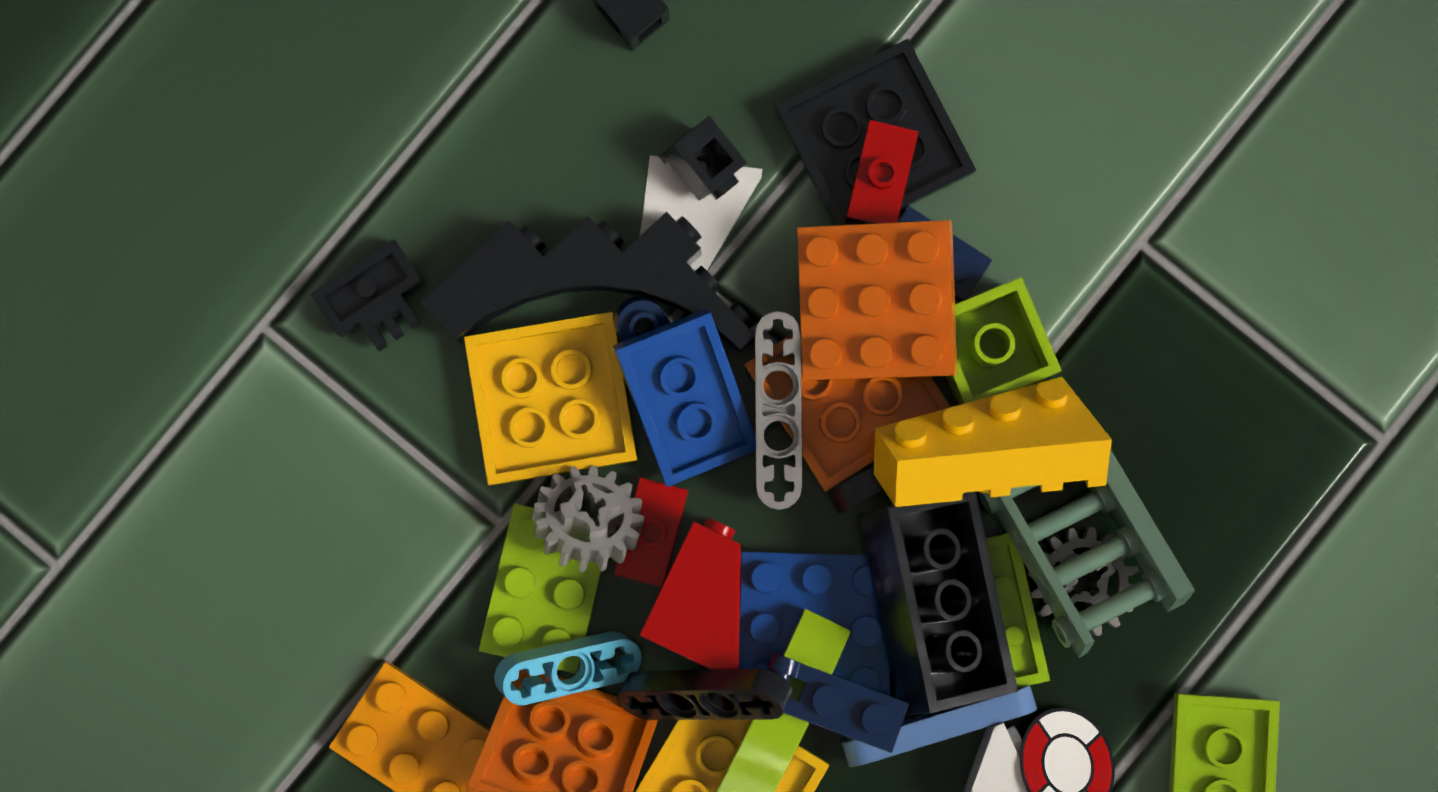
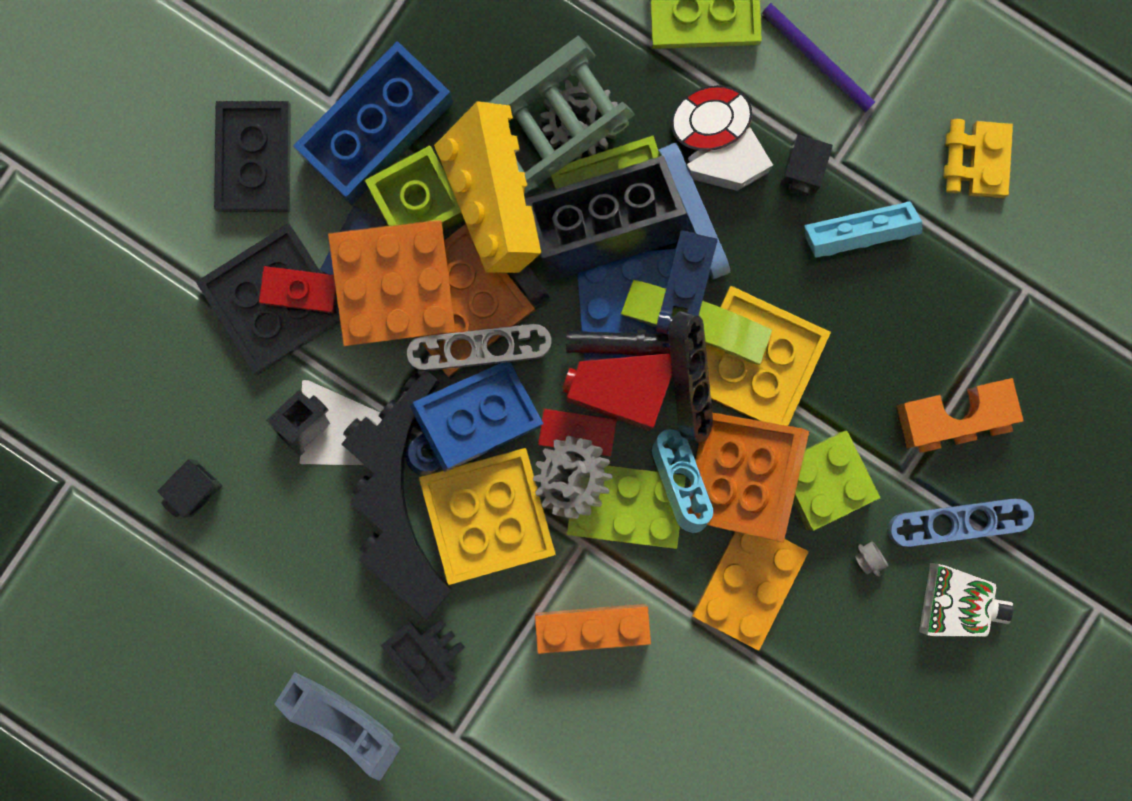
camera: 100 degrees left, 0 degrees up
(299, 176) = (339, 722): none -> sand blue arch
(383, 524) = (592, 628): none -> orange brick
(764, 600) = (617, 343): none -> black pin
(1073, 130) = (252, 156): none -> black plate
(1102, 298) = (374, 122): none -> blue brick

